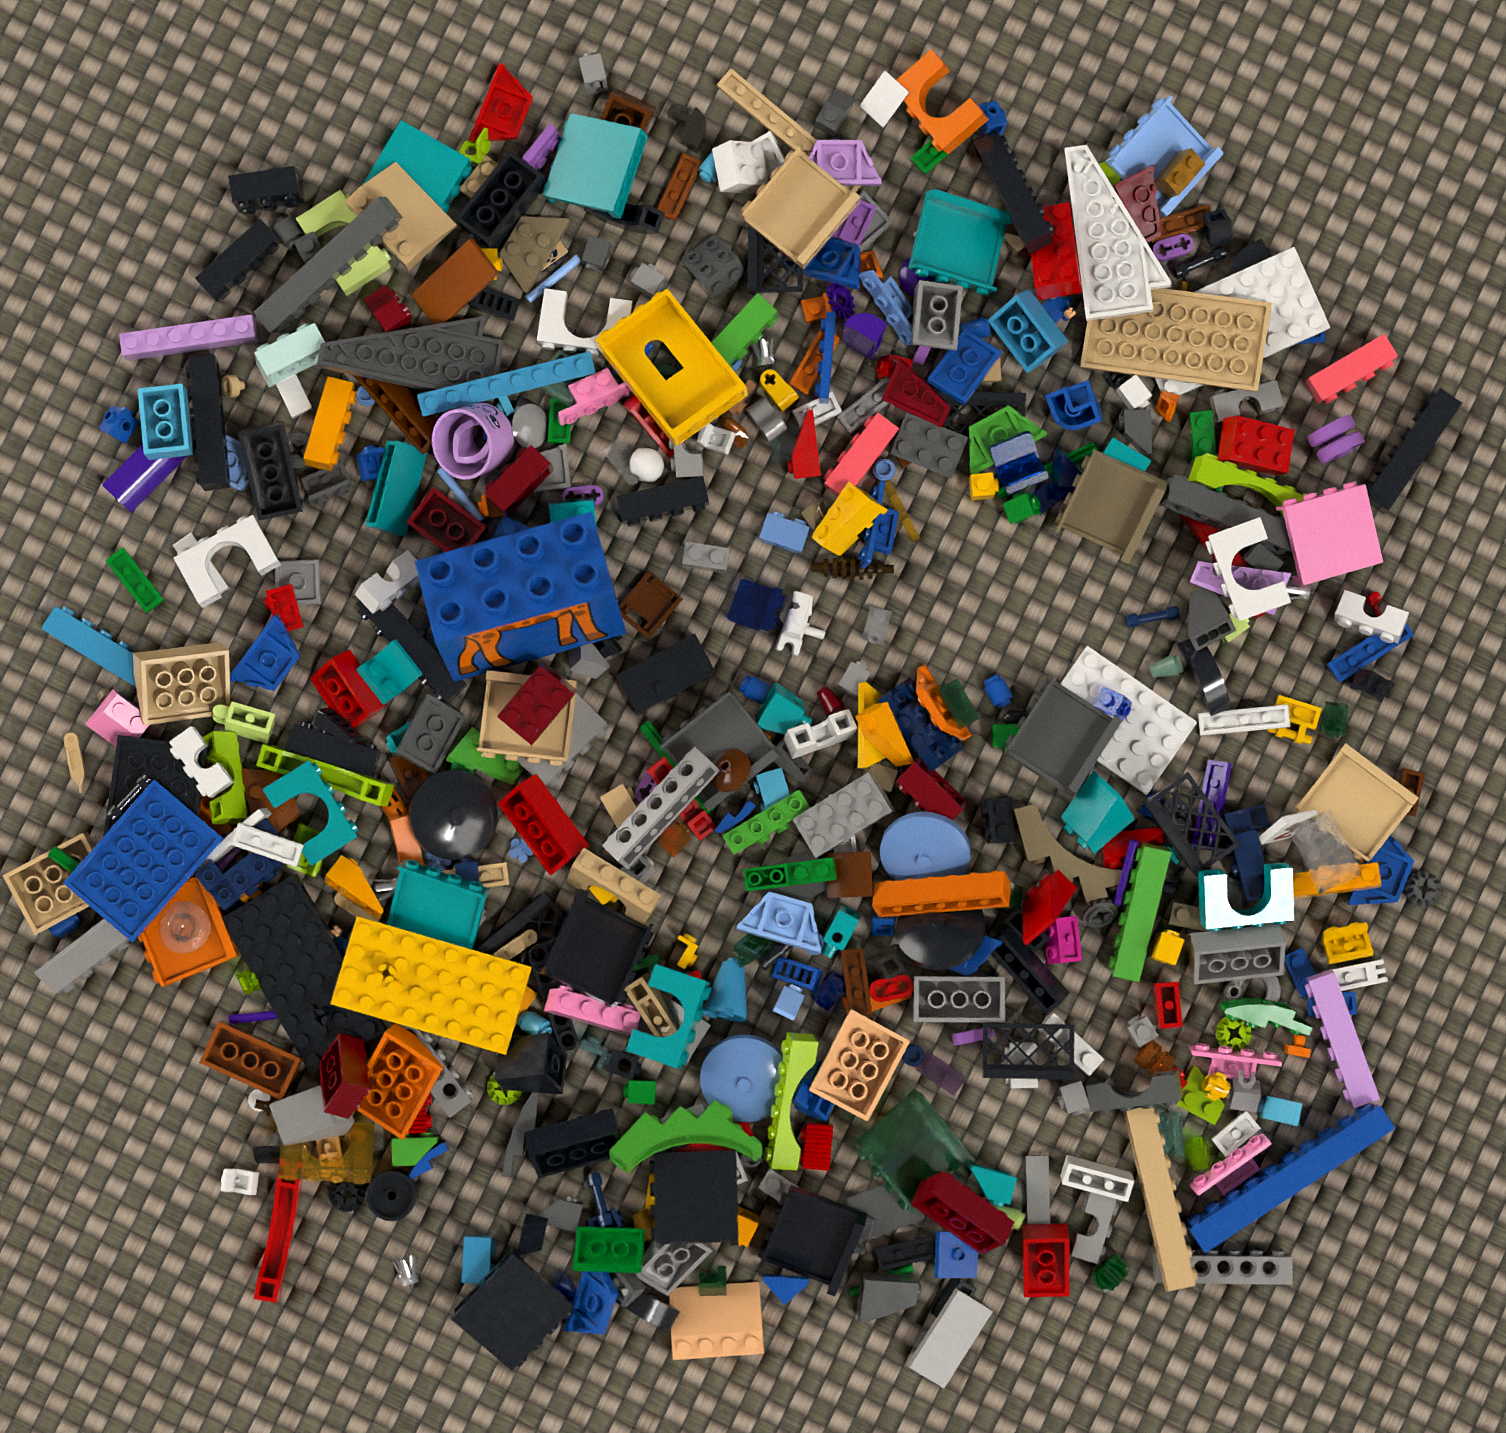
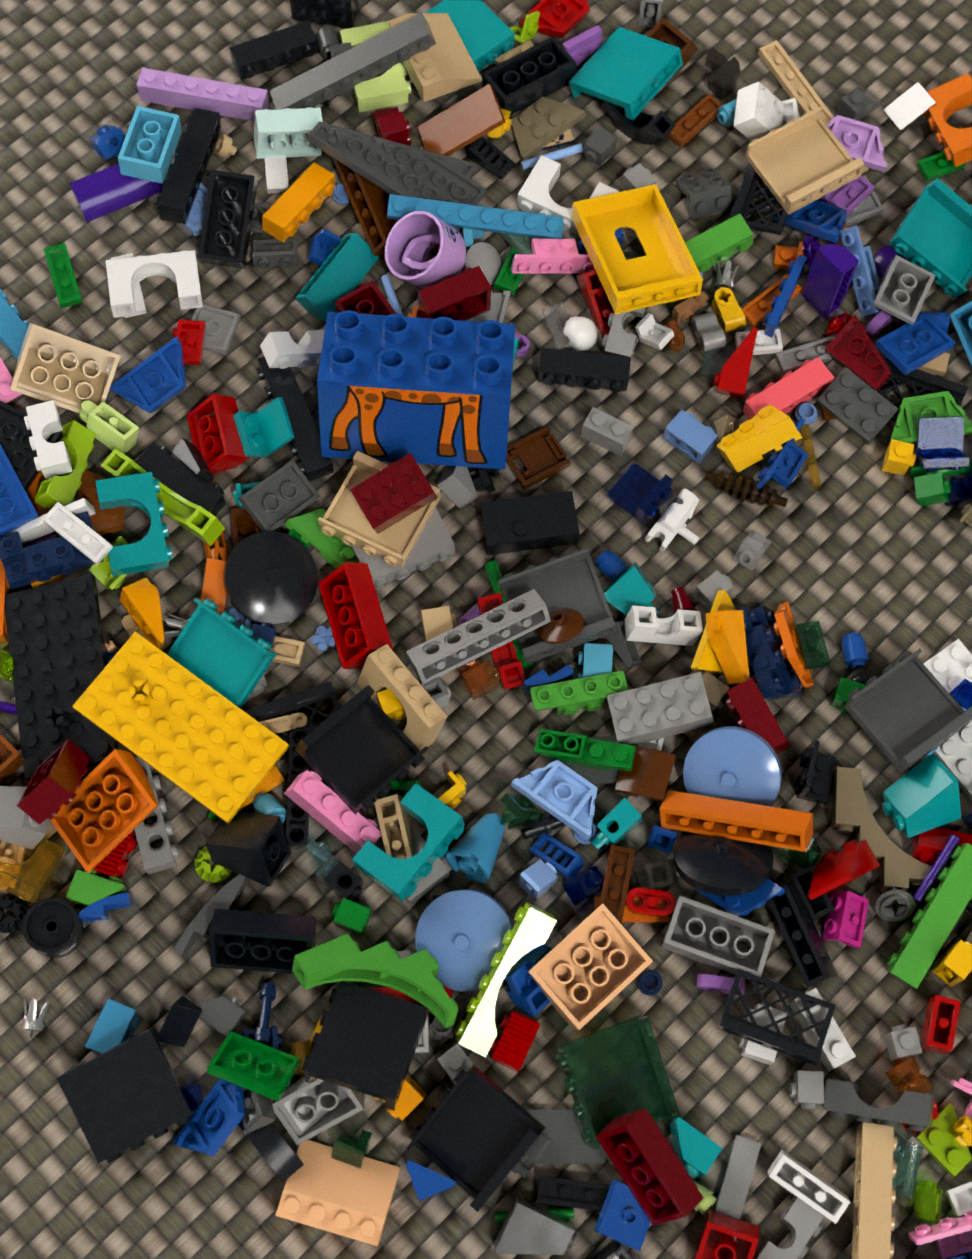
camera: 20 degrees right, 15 degrees down
(941, 1073) = (673, 1013): clear purple plate -> none

